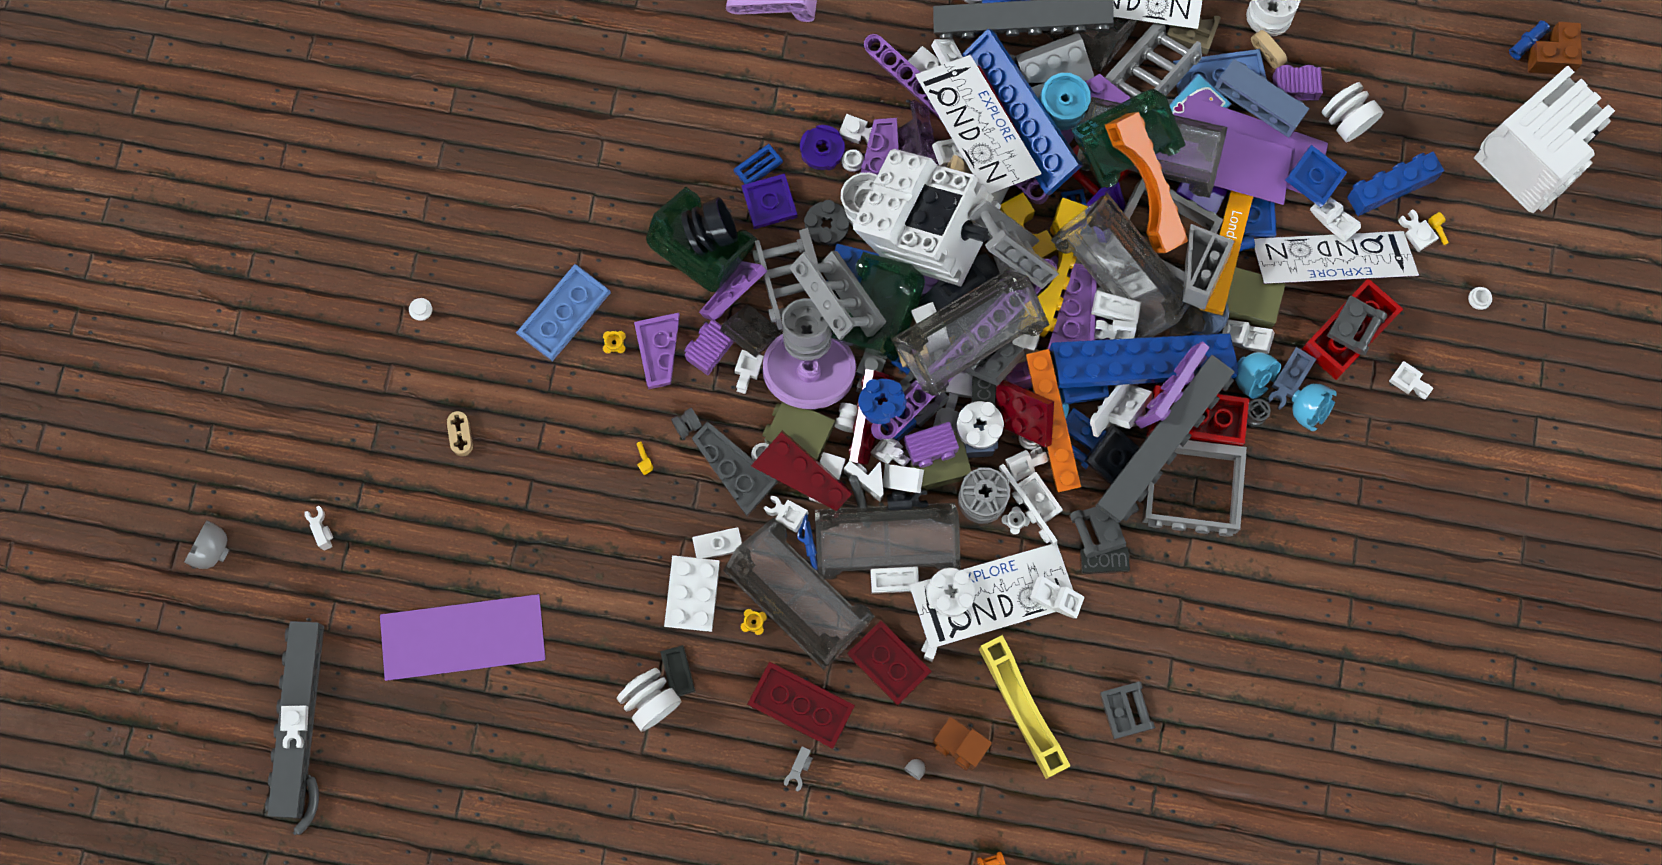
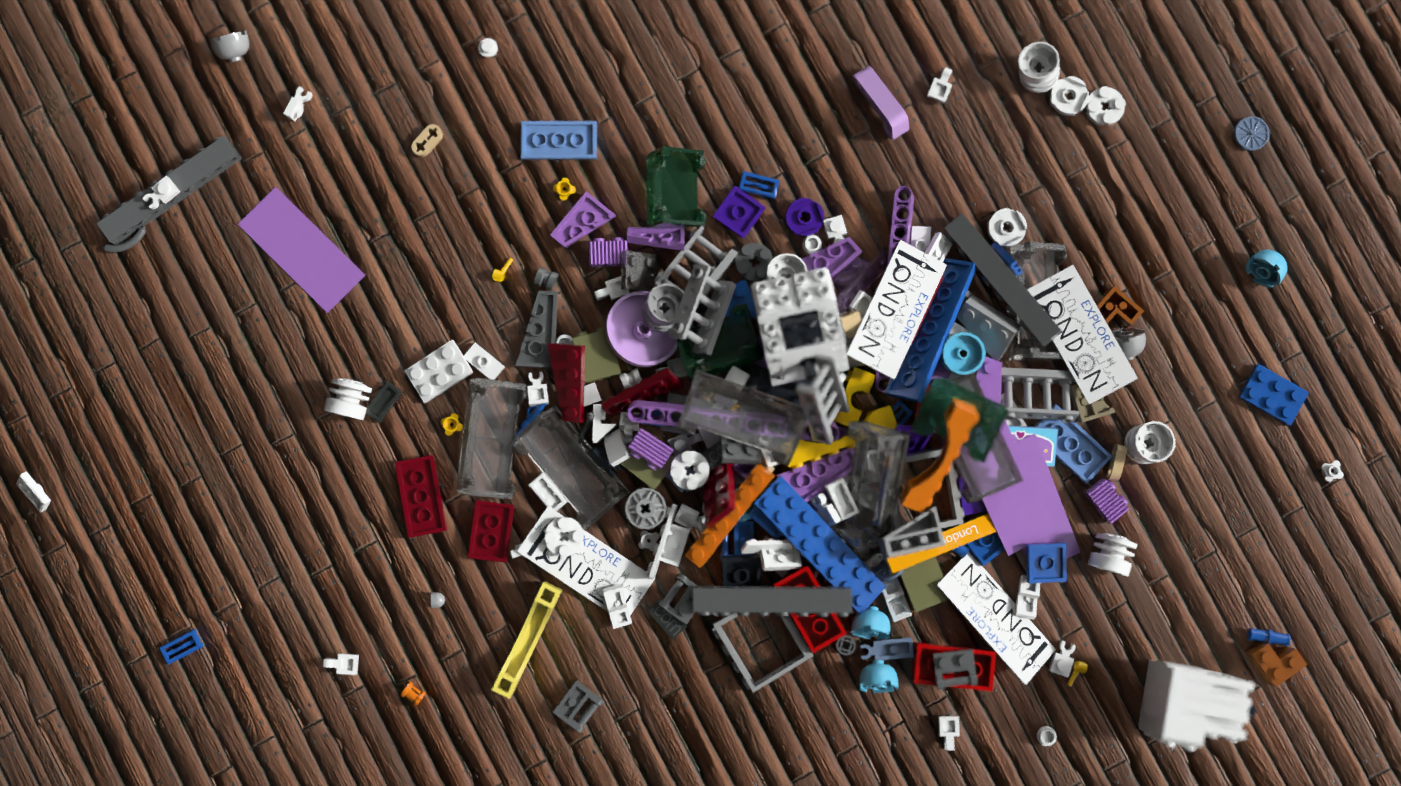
camera: 50 degrees right, 10 degrees up
(709, 226) = (685, 188): black wheel -> none
(801, 763) = (385, 526): light grey plate -> none
(880, 389) = (647, 405): blue plate -> none
(962, 744) = (473, 618): dark orange brick -> none
(1172, 387) = (812, 578): medium lavender wing -> none
(1261, 98) = (1072, 485): sand blue brick -> none
(1395, 183) = (1088, 622): blue brick -> none

